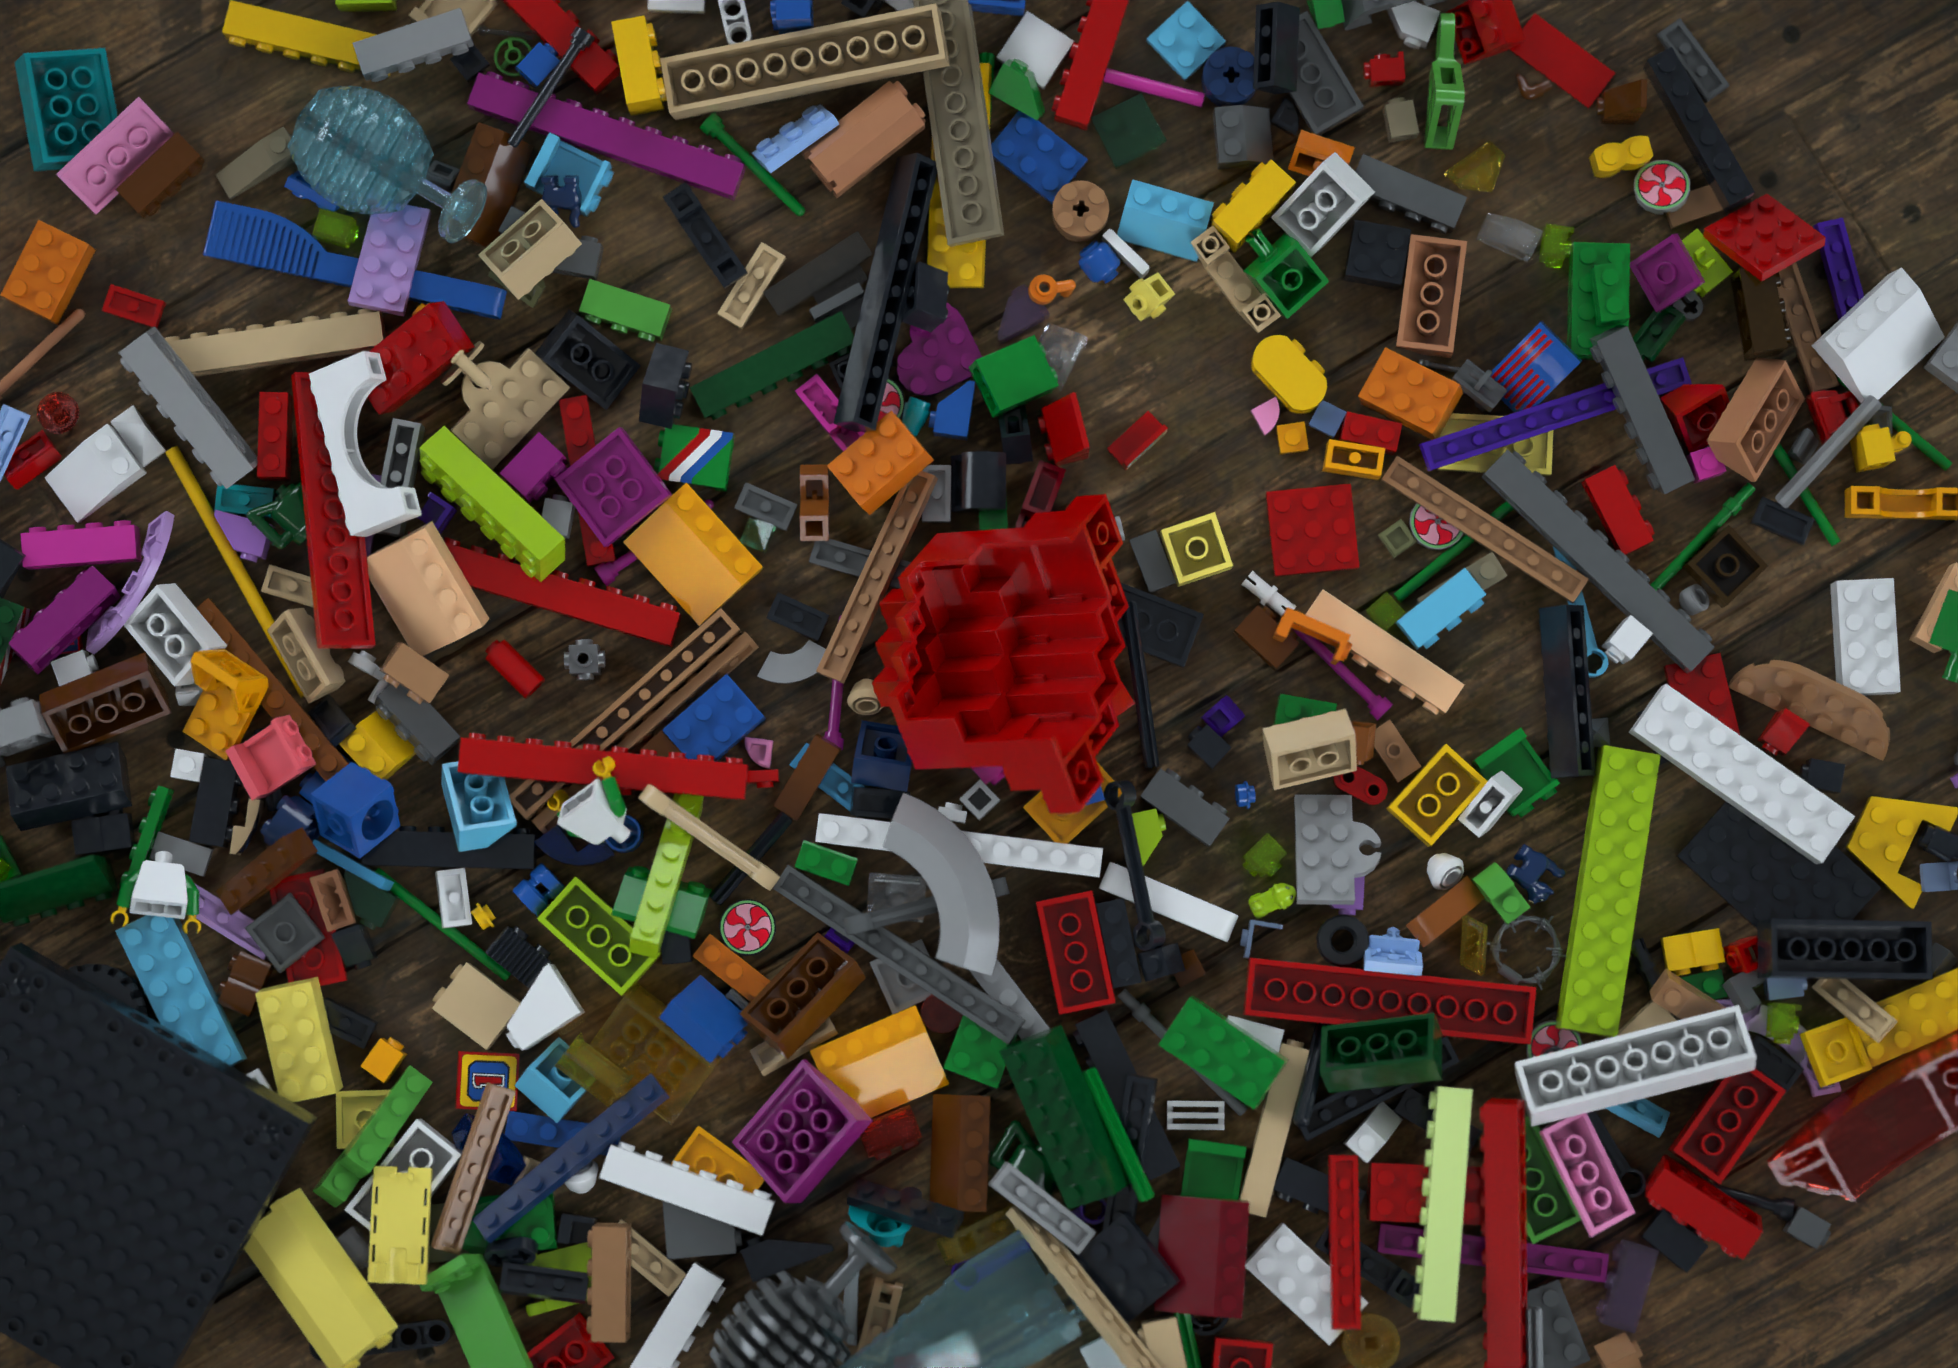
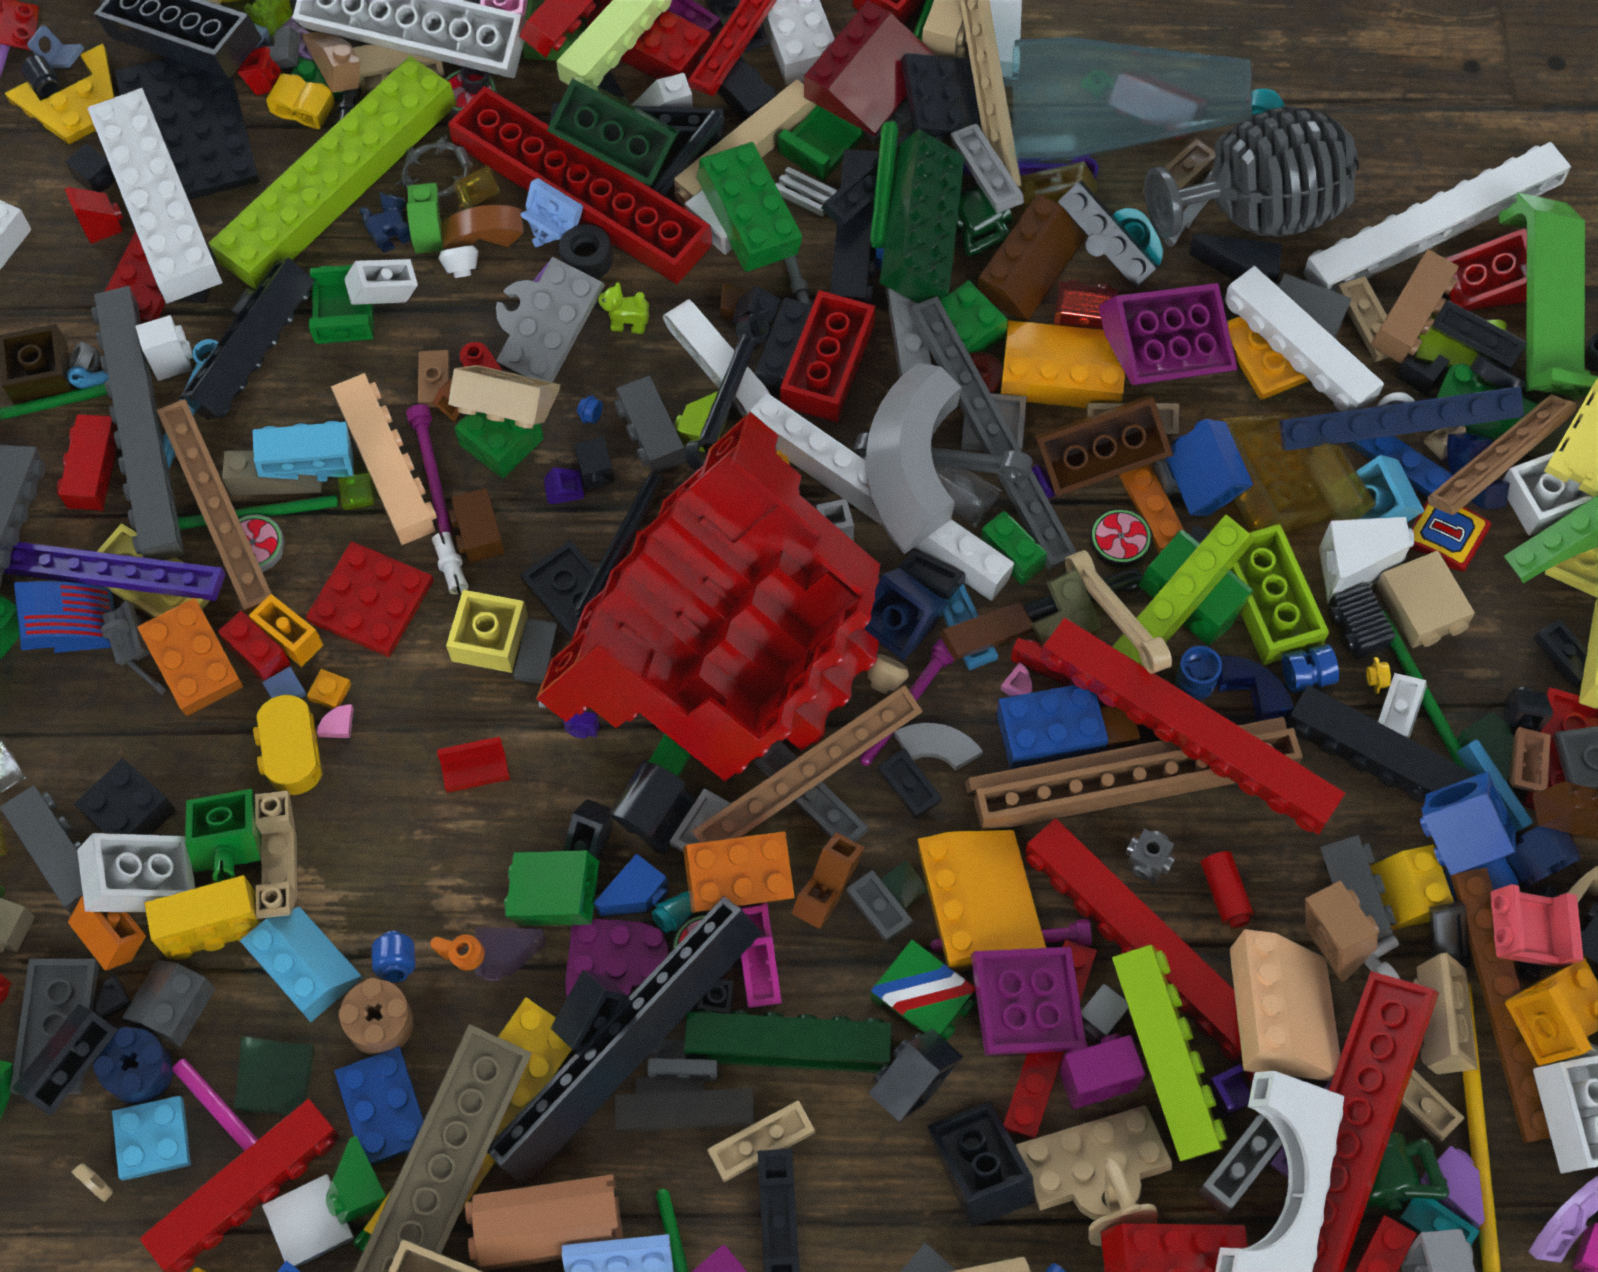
camera: 150 degrees left, 20 degrees down
(384, 1059) = (1543, 599): light orange brick -> none
(477, 807) = (1343, 756): medium azure slope -> none
(595, 810) = (1224, 685): white torso -> none
(625, 311) = (911, 1191): bright green brick -> none
(747, 825) = (1072, 603): none -> olive plate
(953, 812) = (868, 529): white plate -> none
(1041, 492) = (611, 757): dark red slope -> none
(1062, 350) = (485, 889): clear slope -> none
(1064, 431) = (535, 801): red slope -> none
(1126, 254) = (361, 946): white tile -> none
(1149, 297) = (368, 890): light yellow brick -> none
(1246, 936) = (663, 297): sand blue bracket -> none
(1264, 857) = (607, 351): clear neon green brick -> none
(1315, 629) = (447, 501): orange panel -> none
(1397, 538) = (299, 550): olive tile -> none
(1431, 295) = (99, 732): nougat slope -> none
(1437, 795) = (421, 315): yellow brick -> none
(1681, 581) = (84, 378): none -> dark azure arm
(1818, 701) = (50, 222): medium nougat plate -> none

